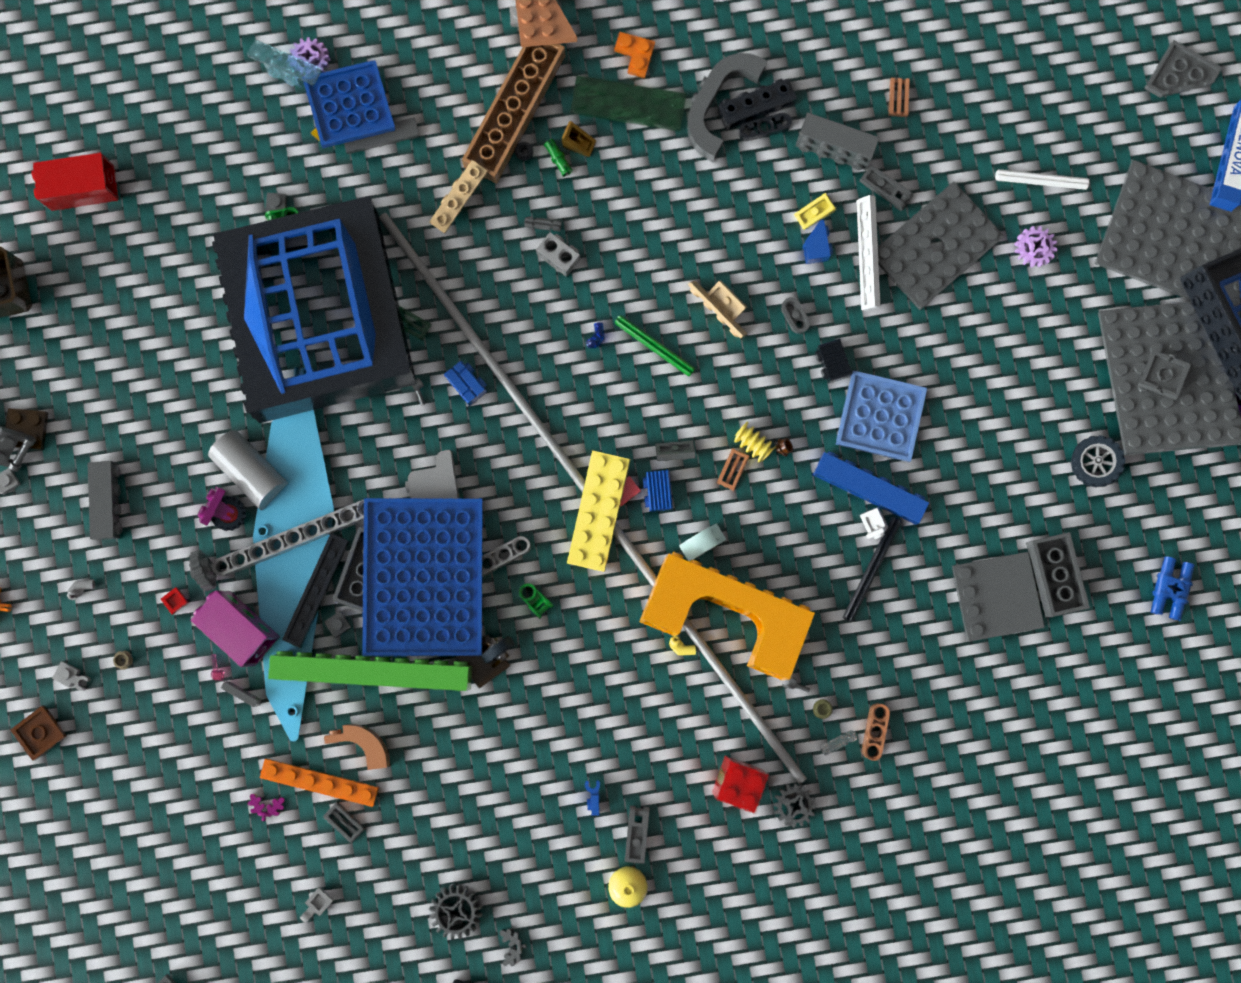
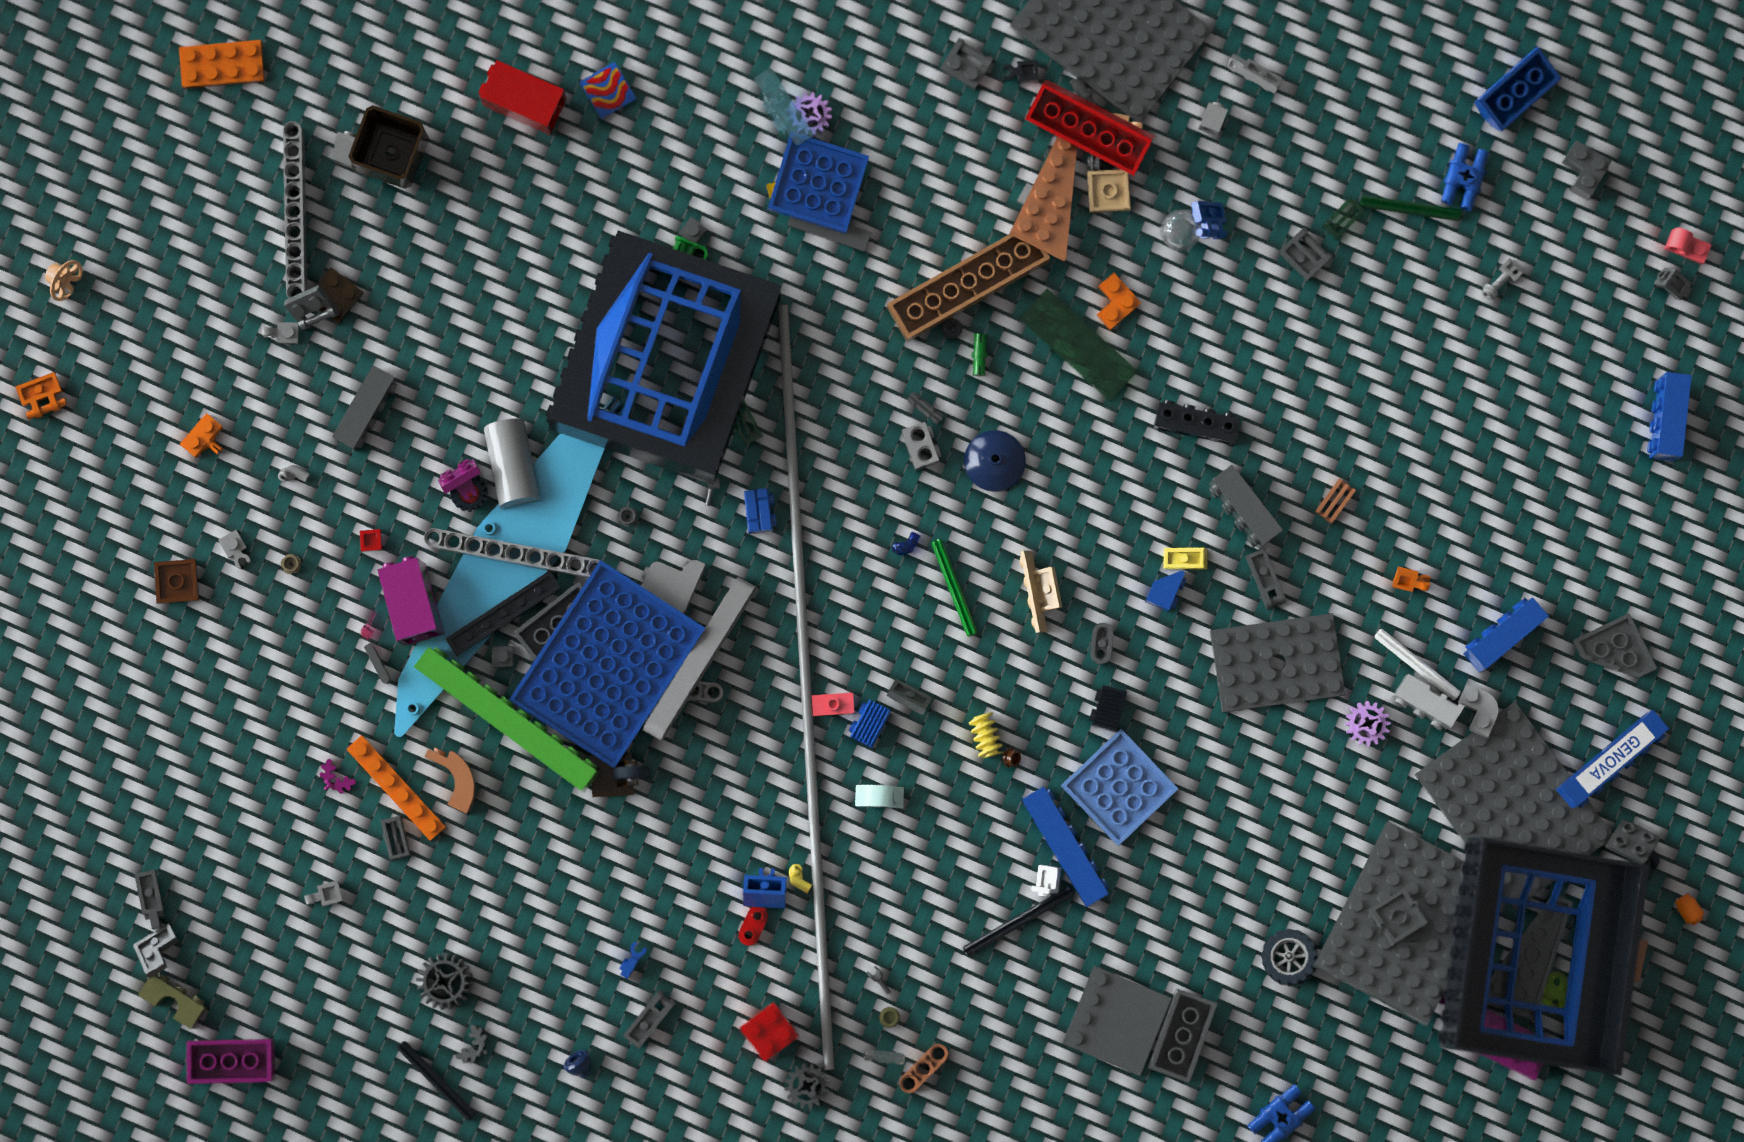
camera: 30 degrees right, 0 degrees up
(140, 137) = (607, 90): none -> slope
(202, 570) = (414, 530): dark grey gear -> none
(361, 452) = (627, 511): none -> dark grey plate
(458, 196) = (860, 336): tan bracket -> none
(493, 526) = (699, 658): none -> light grey beam
(535, 600) = (694, 751): green piece -> none
(577, 140) = (1008, 351): pearl gold slope -> none
(598, 511) = (803, 706): light yellow plate -> none
(604, 907) = (578, 1064): none -> dark blue brick
(621, 242) = (992, 475): none -> dark blue dish
(628, 887) = (611, 1060): light yellow cylinder -> none
(662, 674) = (765, 890): none -> blue brick
(670, 706) = (753, 925): none -> red plate
(726, 484) = (936, 757): nougat tile -> none
(735, 65) = (1196, 372): dark grey arch -> none
(776, 118) = (1204, 458): black beam -> none
(778, 621) = (900, 910): light orange arch -> none
(868, 253) = (1207, 629): white plate -> none
(993, 119) = (1408, 579): none -> orange plate
(1072, 202) = (1427, 703): none -> light grey wedge
(1095, 112) = (1506, 634): none -> blue brick
(1116, 178) = (1485, 708): none -> light grey plate

